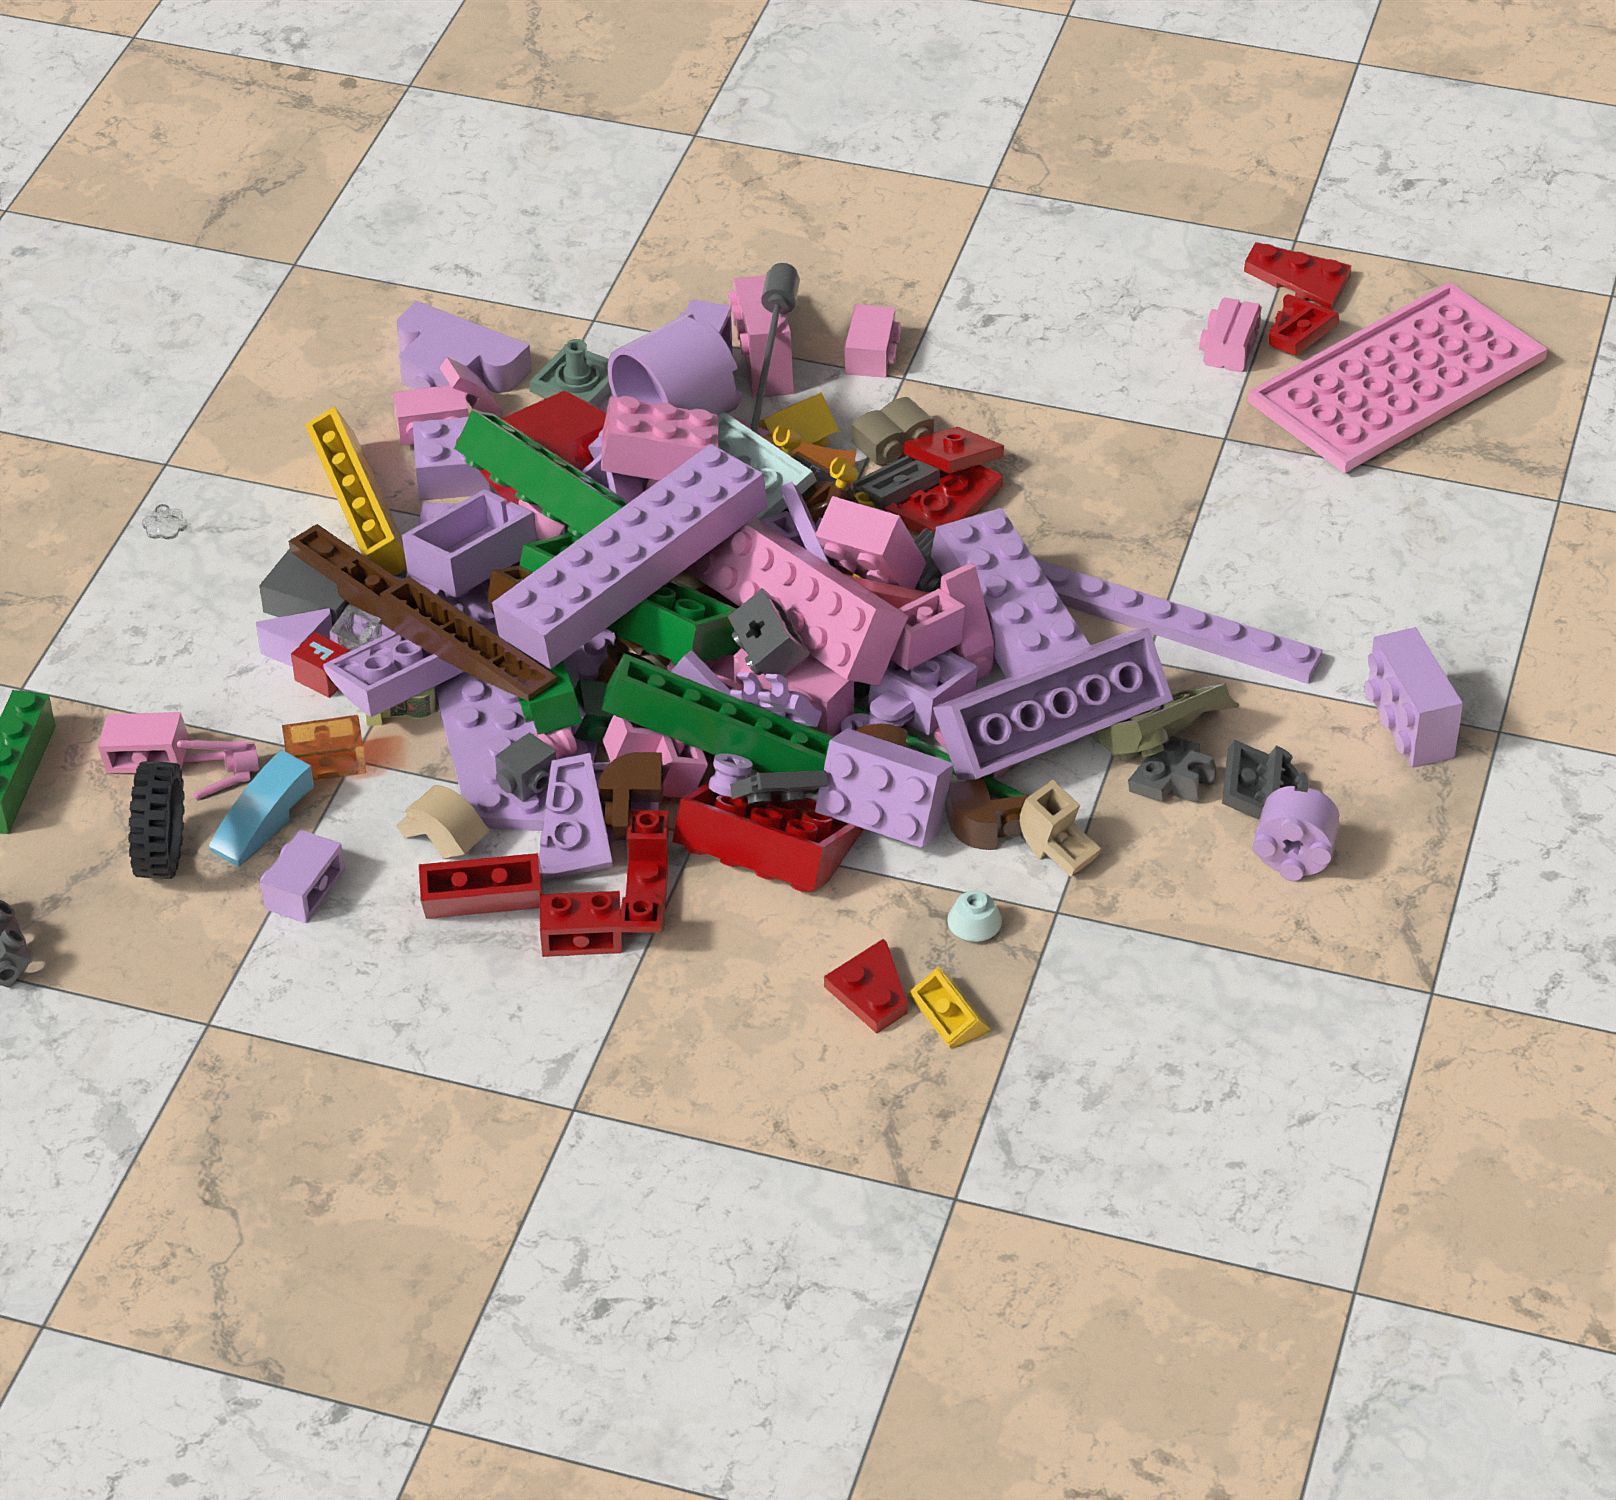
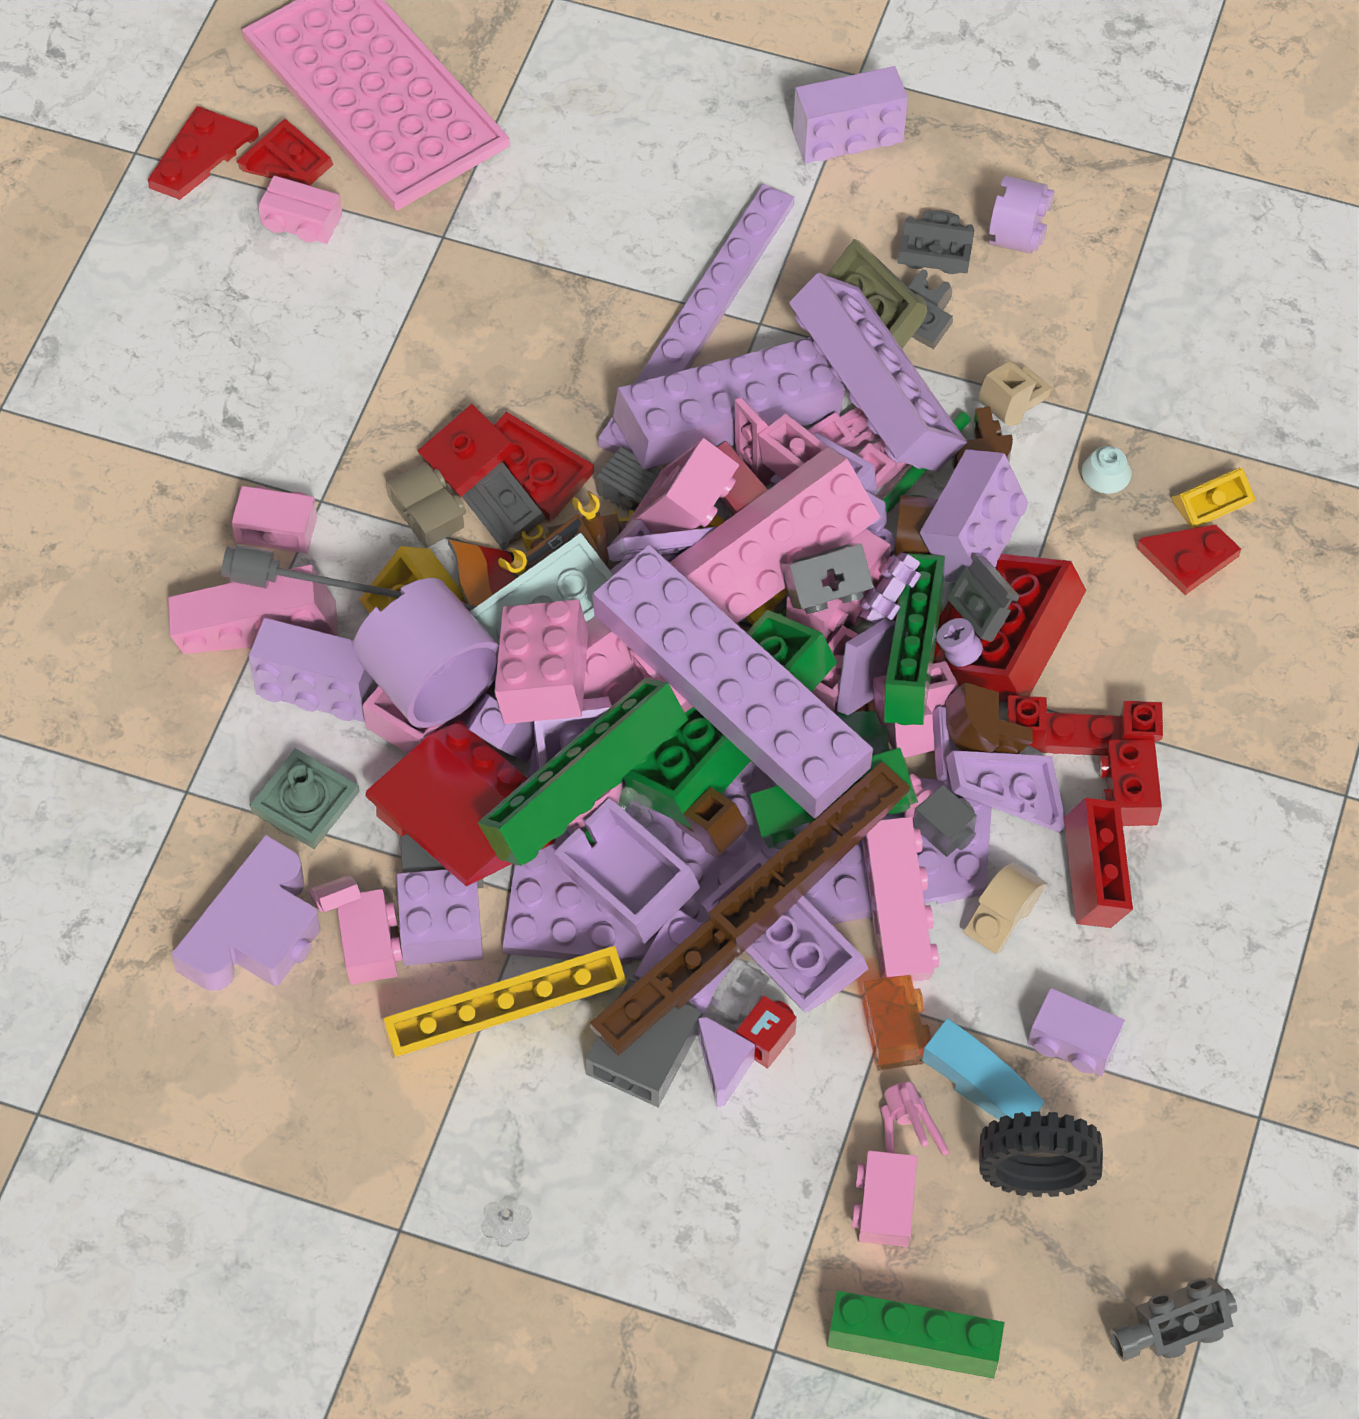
camera: 90 degrees left, 15 degrees up
(441, 737) = (898, 900): none -> bright pink brick

